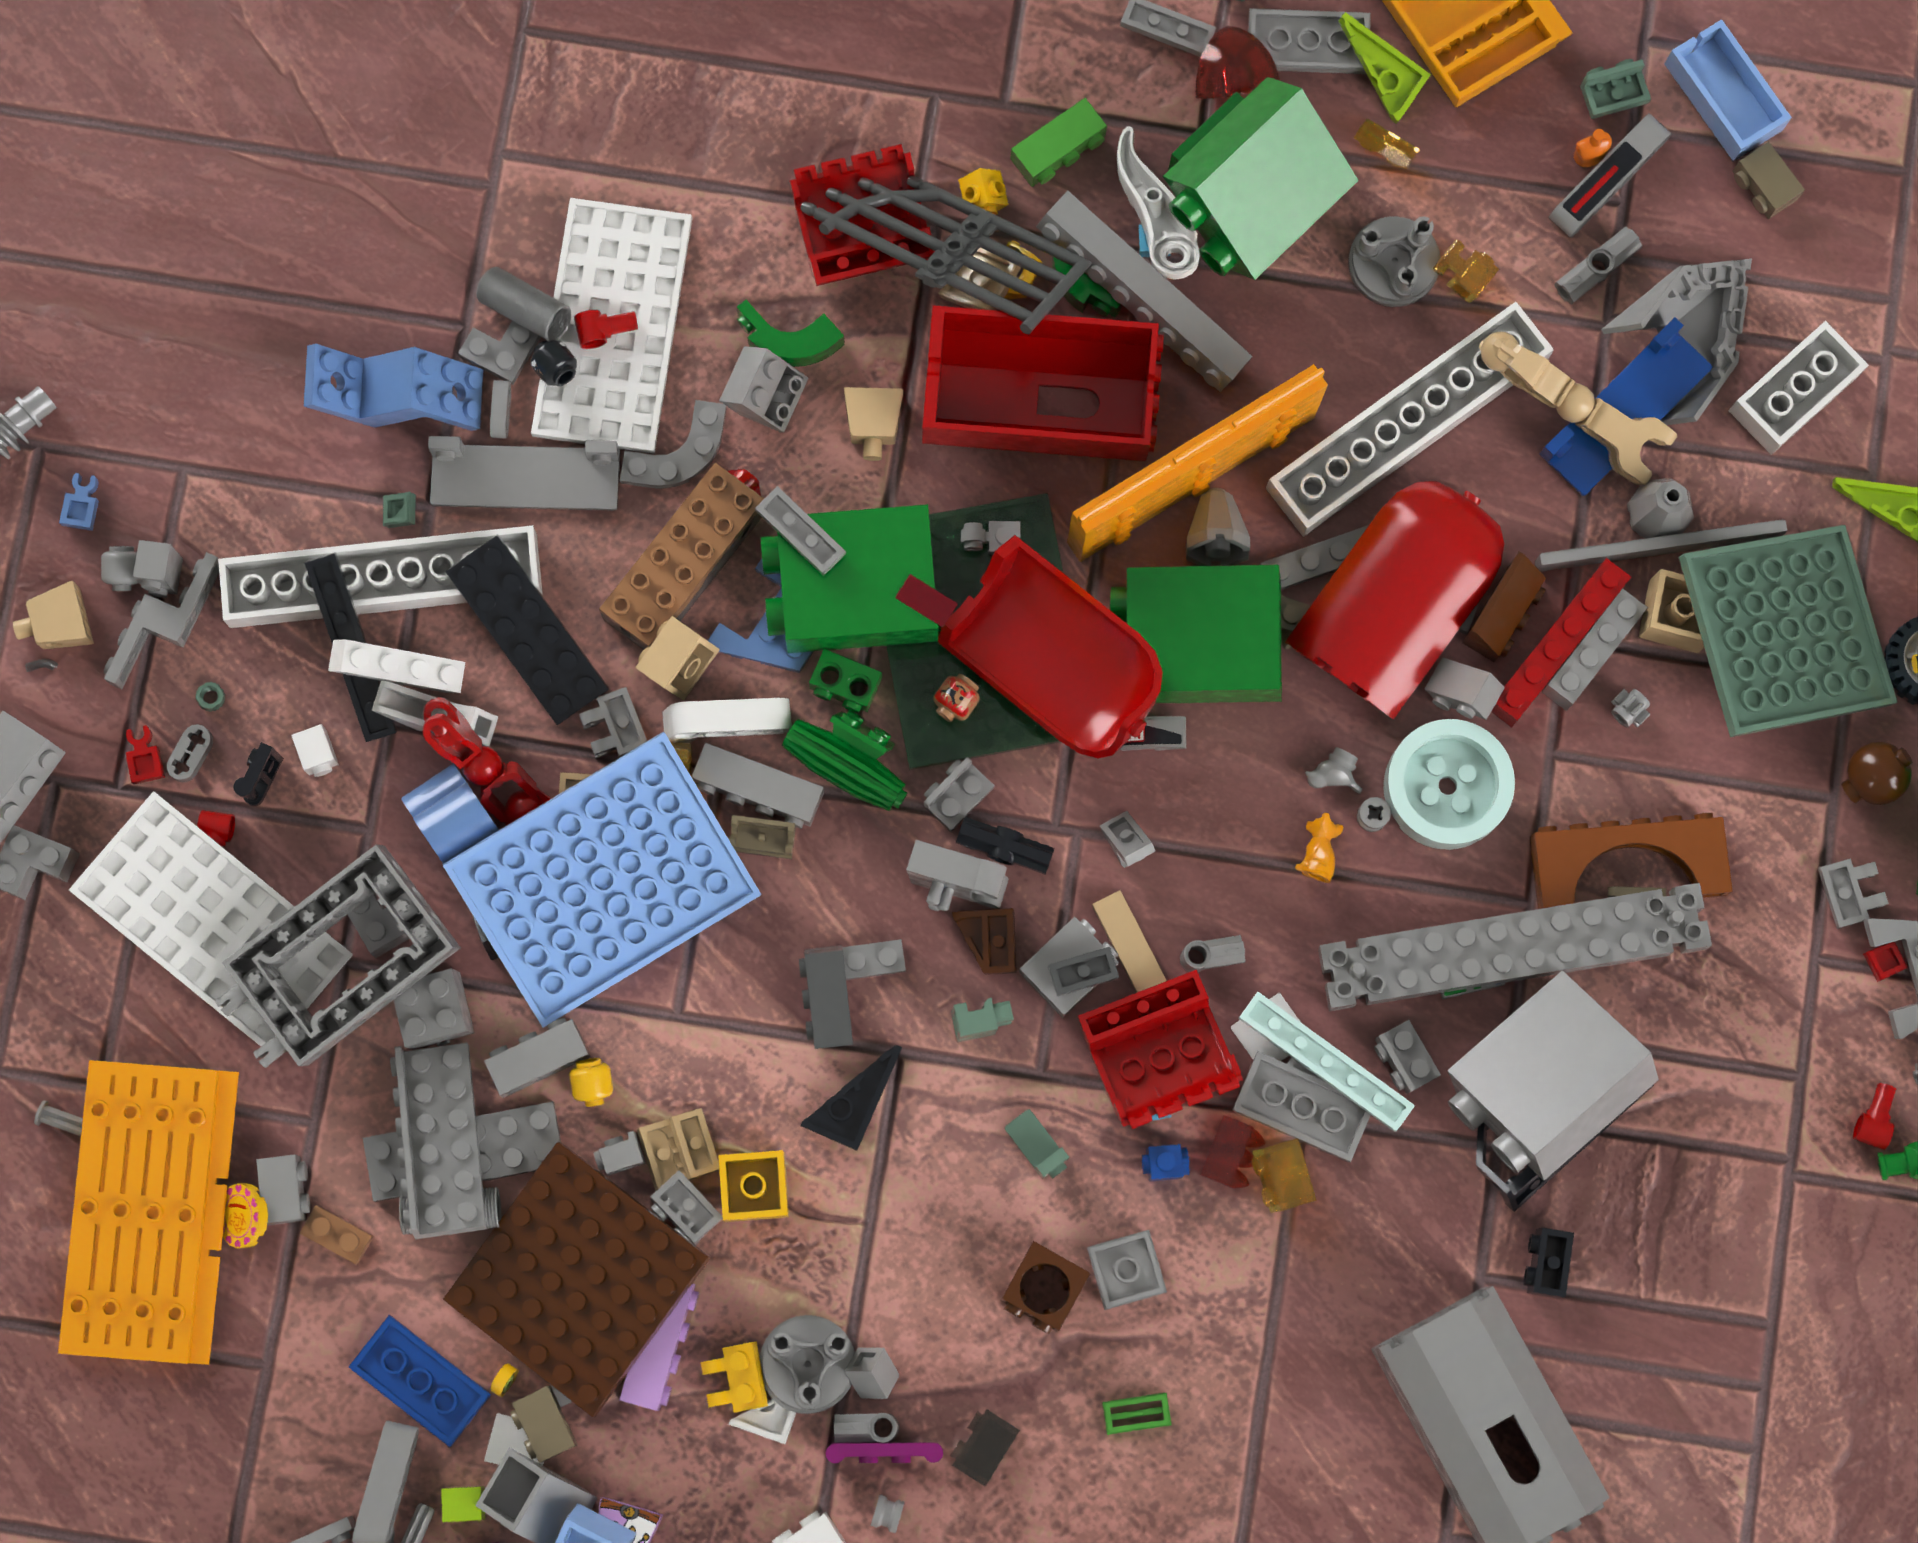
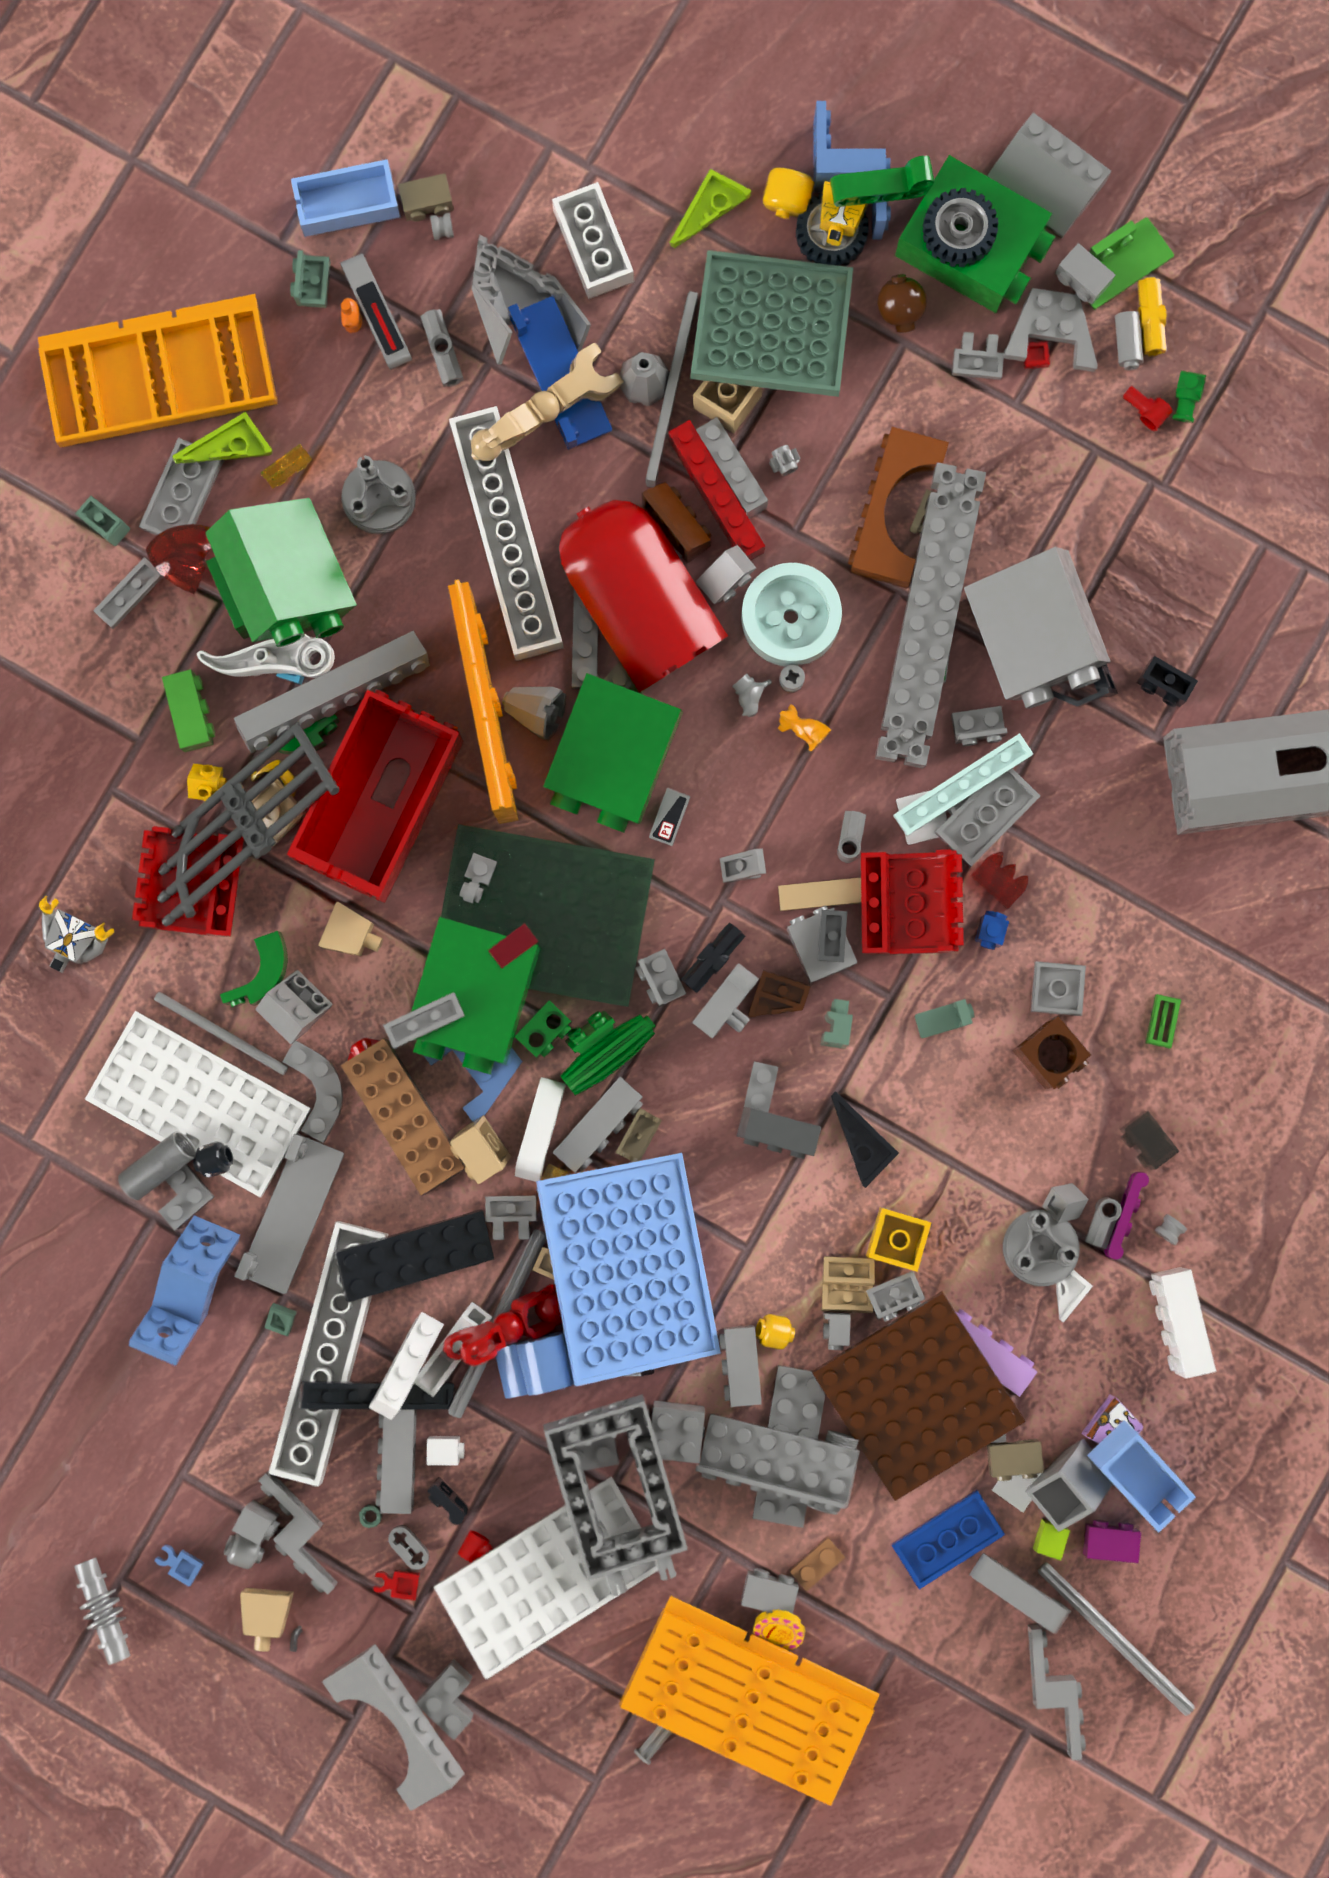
camera: 65 degrees left, 5 degrees up
(283, 702) = (398, 1462): none -> light grey brick
(500, 409) = (231, 1213): light grey beam -> none
(504, 1380) = (971, 1476): yellow tile -> none
(527, 760) = (511, 1293): none -> light grey axle
(595, 328) = (198, 1118): red pin -> none
(702, 321) = (221, 1033): none -> light grey piece
(743, 1375) = (1033, 1297): yellow plate -> none
(749, 111) = (70, 936): none -> torso
(956, 698) = (590, 951): head -> none
(1056, 652) = (589, 863): red panel -> none
(1283, 1175) = (1033, 848): clear yellow brick -> none
(1470, 274) = (411, 444): clear yellow brick -> none
(1741, 211) = (442, 226): none -> light grey wheel

